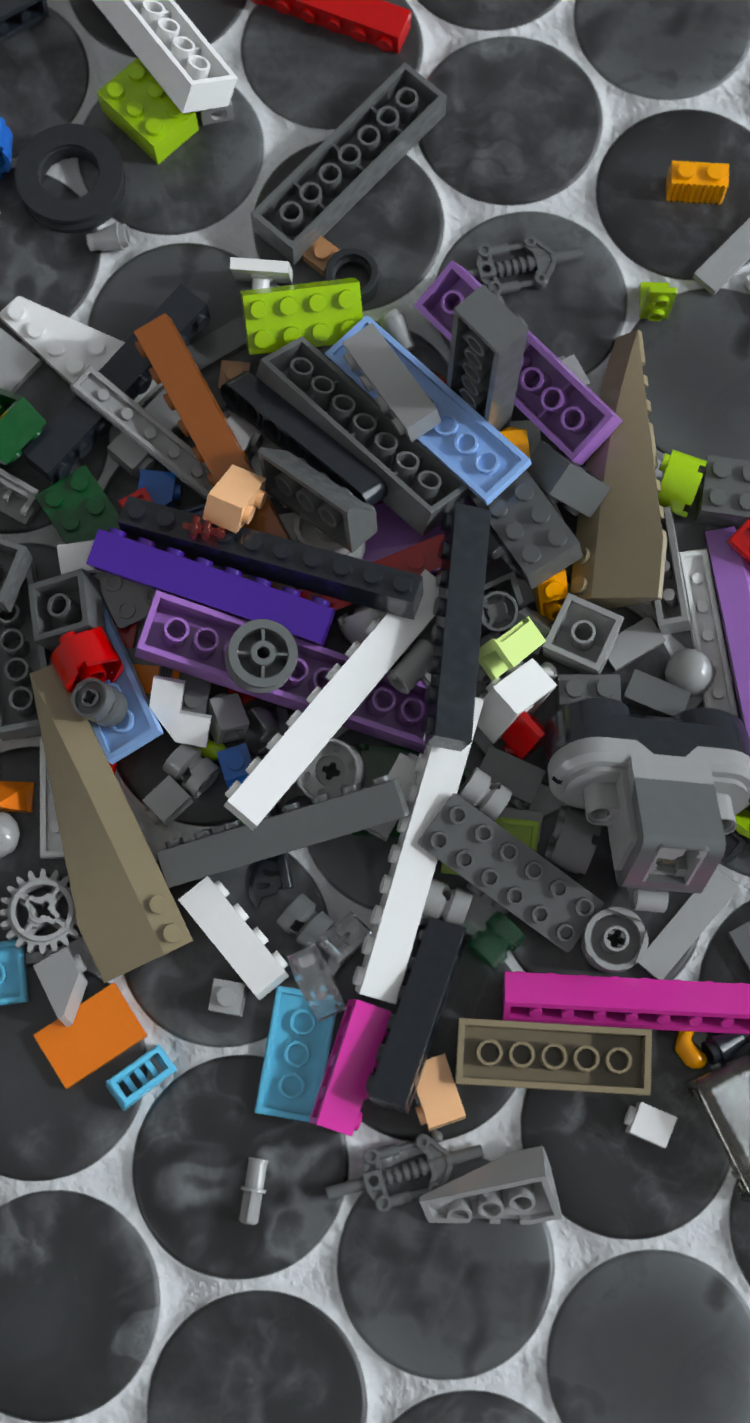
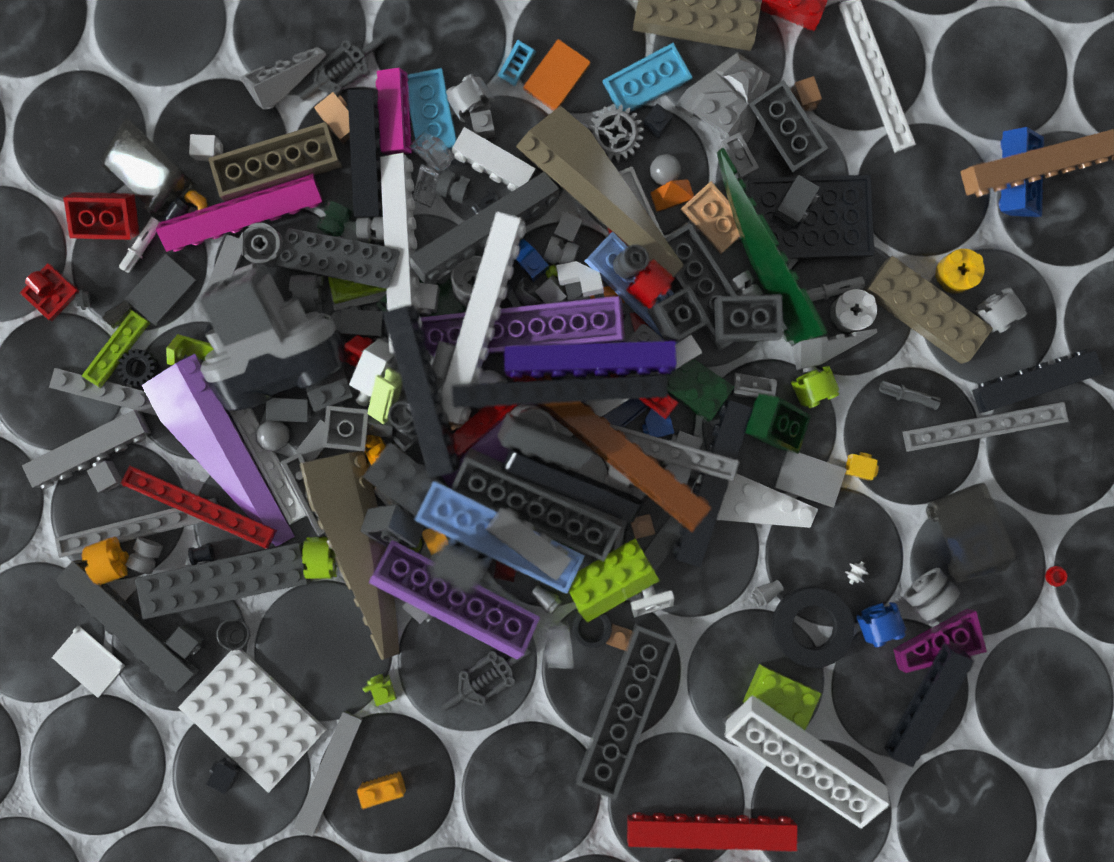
camera: 160 degrees right, 10 degrees up
(63, 983) = (584, 95): light grey slope -> none
(204, 529) = (606, 385): clear red hair -> none
(230, 1039) = (469, 97): none -> light grey brick
(235, 499) = (595, 416): light nougat brick -> none
(250, 670) = (548, 326): dark grey wheel -> none
(253, 1191) = (425, 25): light grey axle -> none
(403, 267) = (558, 645): none -> clear slope
(484, 795) = (367, 298): light grey wheel -> none

